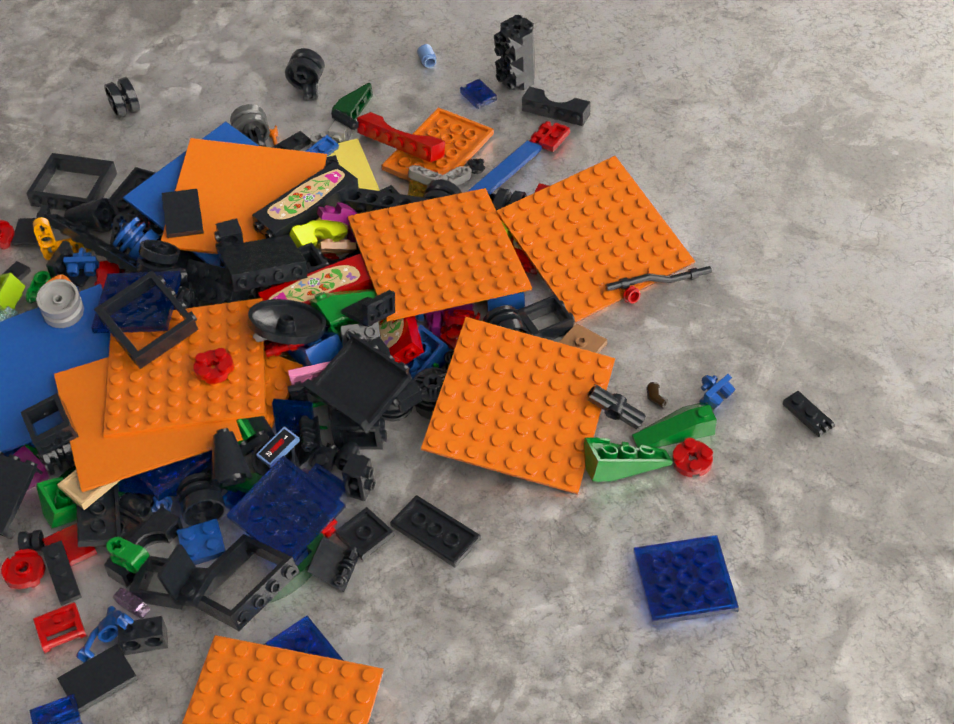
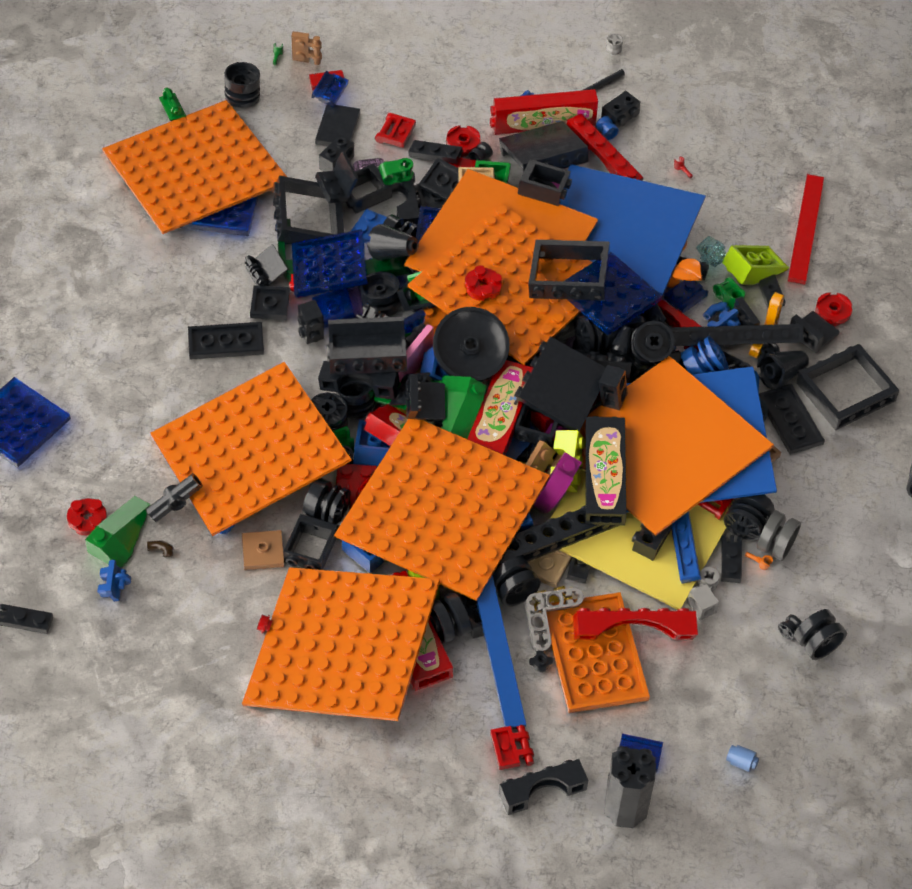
camera: 130 degrees right, 5 degrees up
(60, 303) = (657, 249): light grey wheel -> none
(106, 631) = (364, 146): blue piece -> none
(182, 213) = (685, 385): black tile -> none
(277, 447) = (381, 287): tile -> none
(344, 119) = (703, 600): black axle -> none
(354, 102) = (730, 635): dark green slope -> none
(616, 461) = (139, 469): wedge -> none
(692, 273) = (232, 684): black bar -> none

